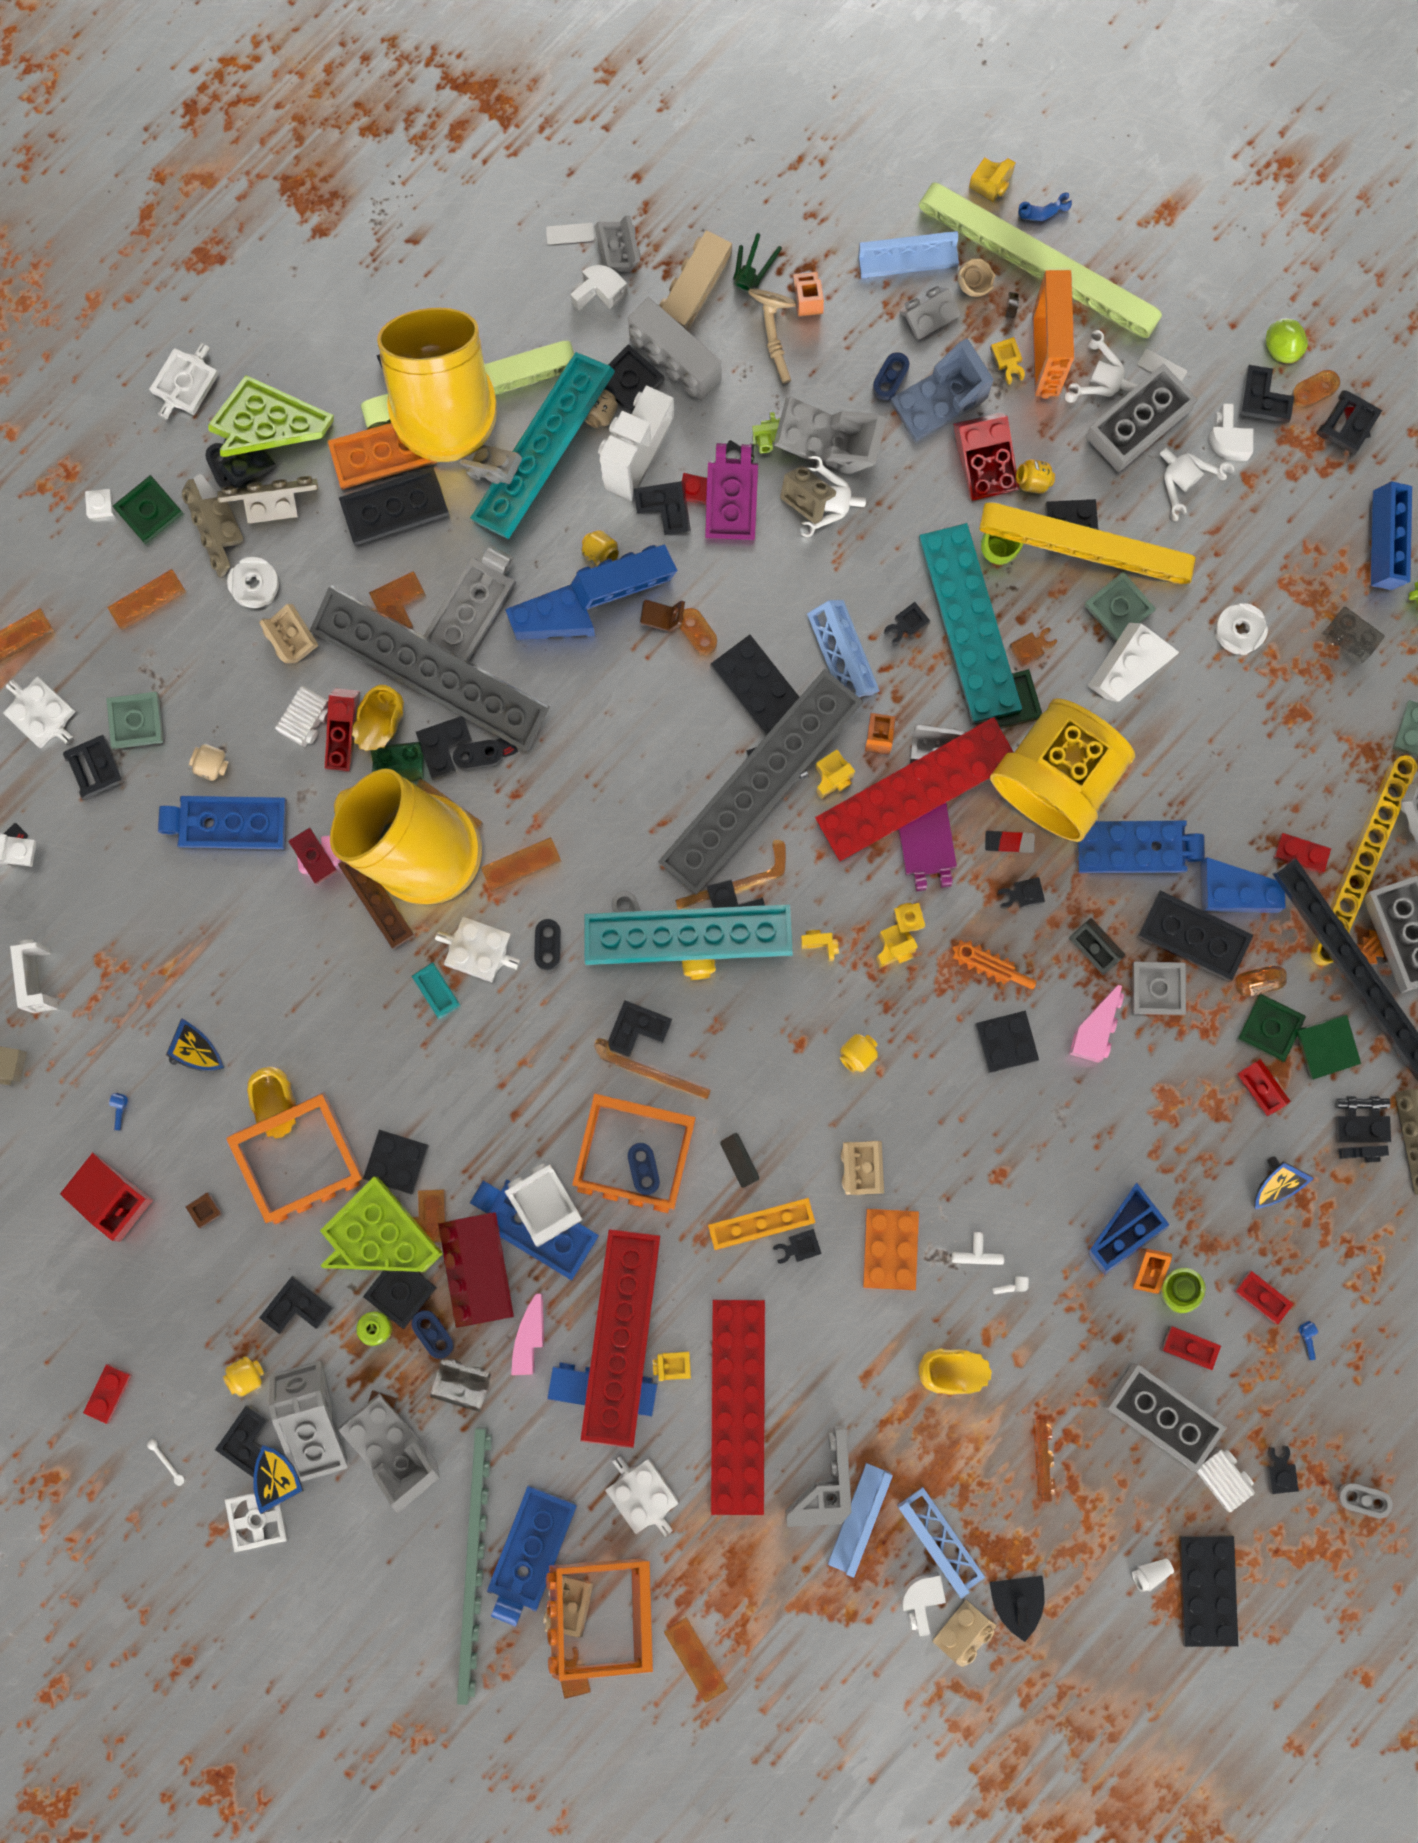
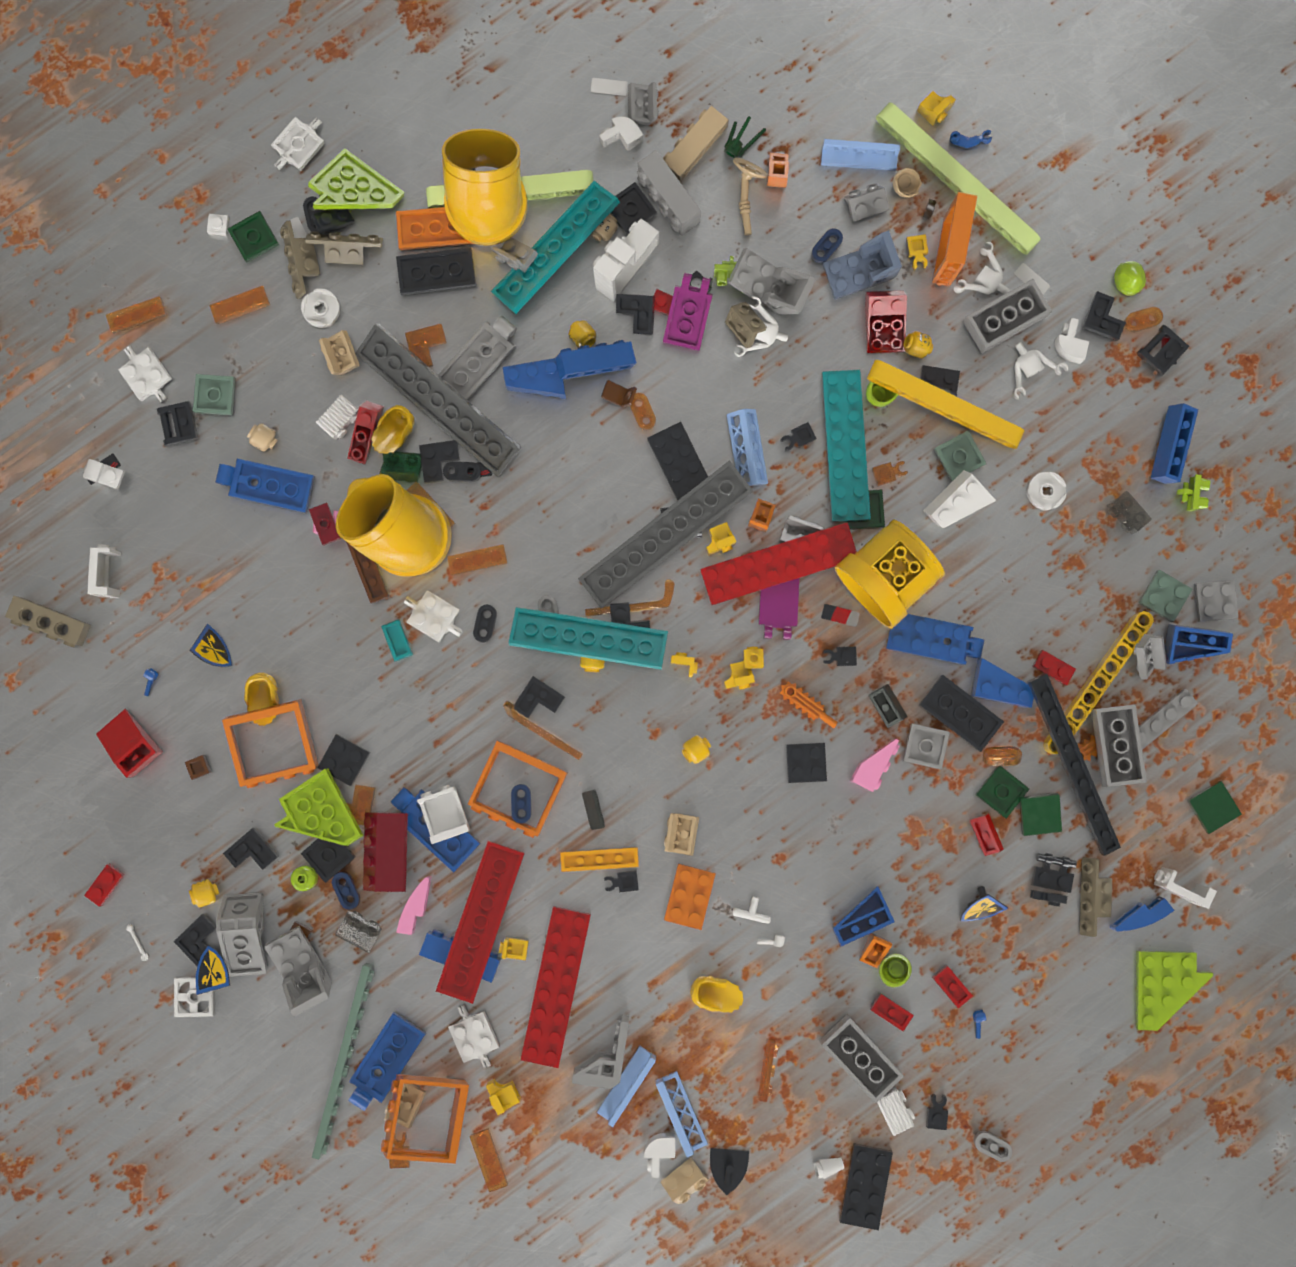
camera: 10 degrees right, 5 degrees up
(697, 1567) = (502, 1095): none -> yellow brick

